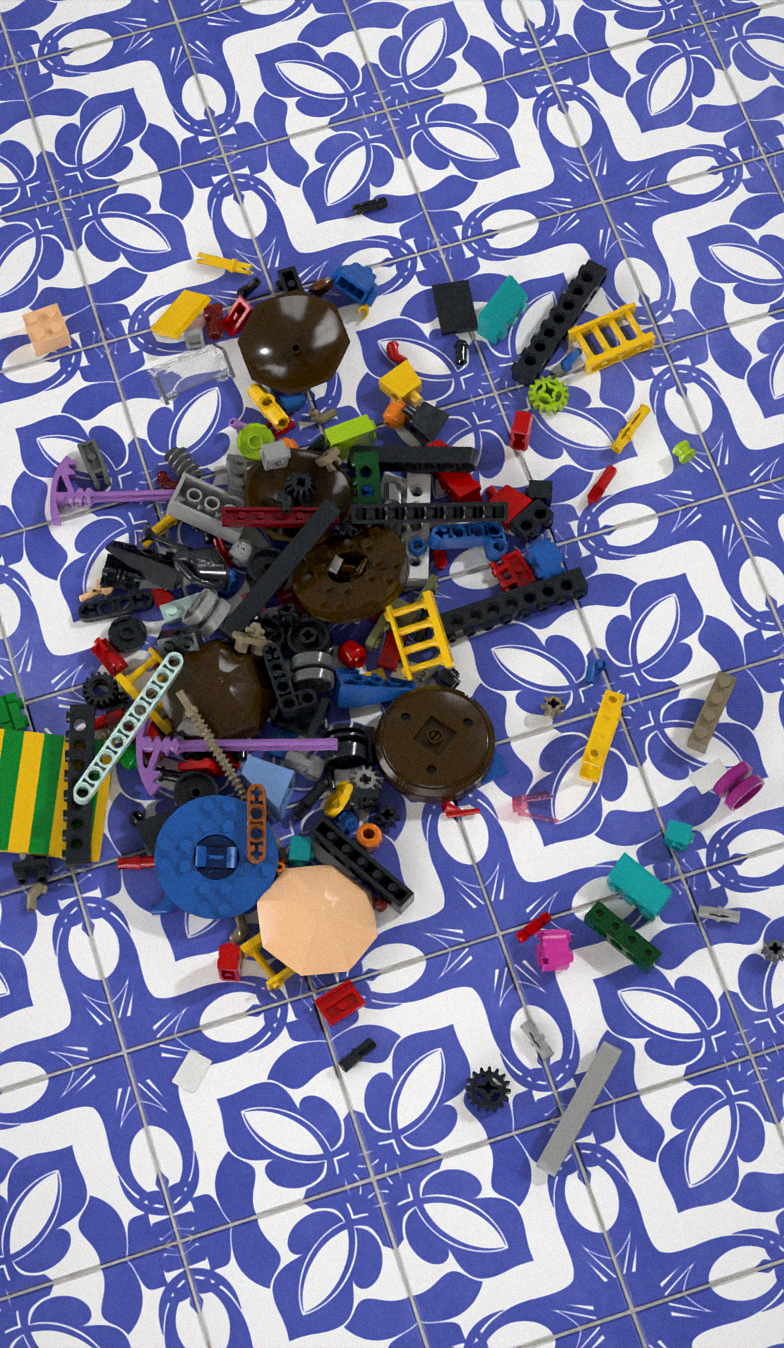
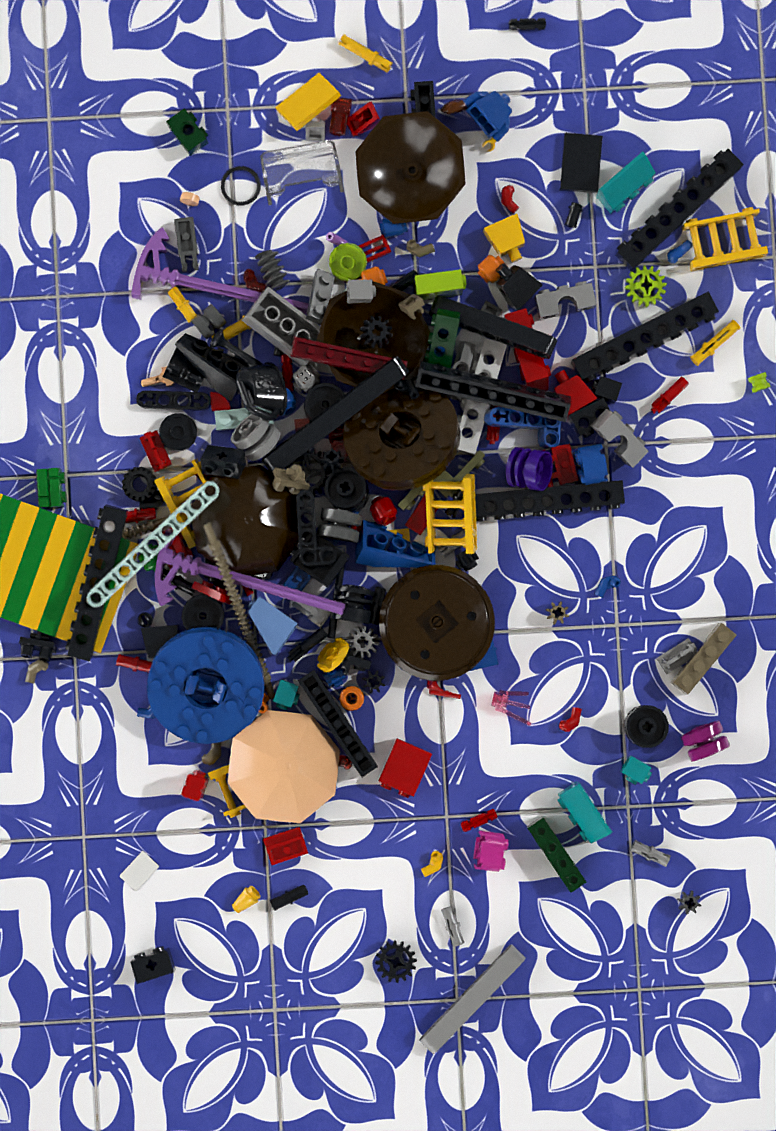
camera: 15 degrees right, 20 degrees up
(46, 329) = (172, 83): light nougat brick -> none
(75, 376) = (191, 142): none -> dark green brick
(87, 424) = (189, 199): none -> light nougat tile
(104, 519) = (182, 304): none -> yellow axle
(133, 525) = (208, 321): none -> dark grey wheel
(134, 388) = (235, 169): none -> black tyre
(223, 1170) = (164, 965): none -> black brick
(247, 289) = (381, 88): black arm -> none
(256, 823) = (250, 670): dark orange beam -> none
(268, 406) = (372, 237): yellow piece -> none
(286, 501) = (358, 344): black arm -> none
(312, 1068) = (246, 899): none -> yellow cone
(417, 542) = (473, 414): blue plate -> none
(442, 893) = (404, 768): none -> red brick
(485, 576) = (529, 468): none -> dark purple wheel
(488, 417) = (581, 295): none -> light grey arch
(501, 982) = (435, 864): none -> yellow arm
(521, 430) = (607, 320): red brick -> none
(578, 535) = (630, 449): none -> light grey arch
(599, 807) = (572, 722): none -> red arm
(601, 736) = (593, 659): yellow fence -> none
(607, 396) = (703, 303): none -> black brick
(675, 789) = (657, 728): none -> black wheel
(685, 718) = (677, 656): none -> light grey hinge
(708, 775) = (683, 717): white sticker -> none

